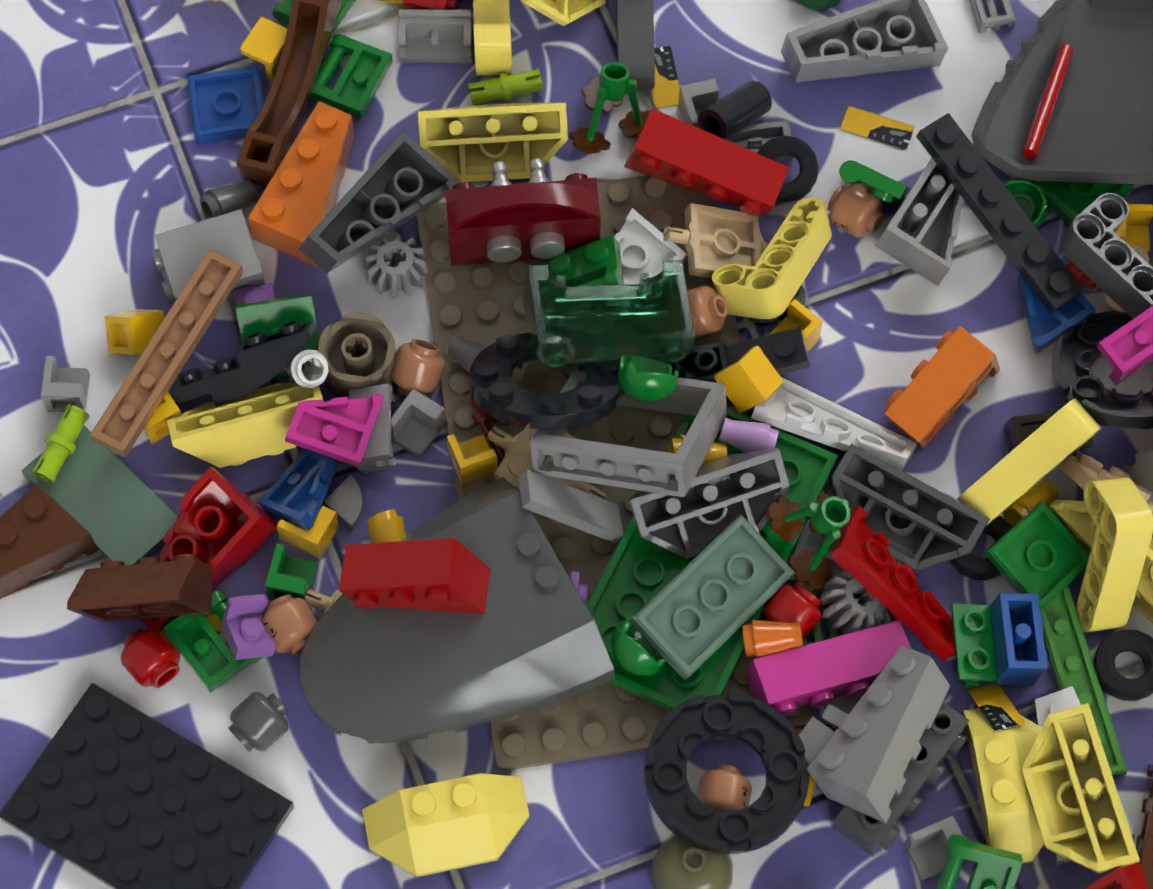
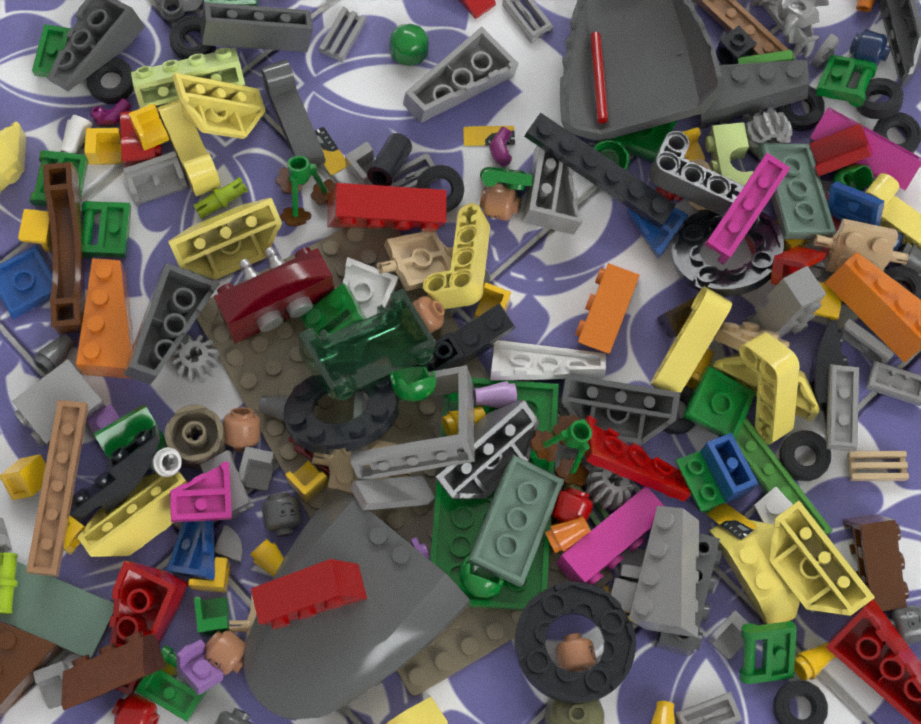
camera: 25 degrees left, 5 degrees up
(65, 575) = (51, 682): none -> light grey panel
(425, 487) = (281, 514): none -> dark grey head
(749, 380) = (480, 354): yellow panel -> none
(882, 145) = (498, 147): none -> magenta arm

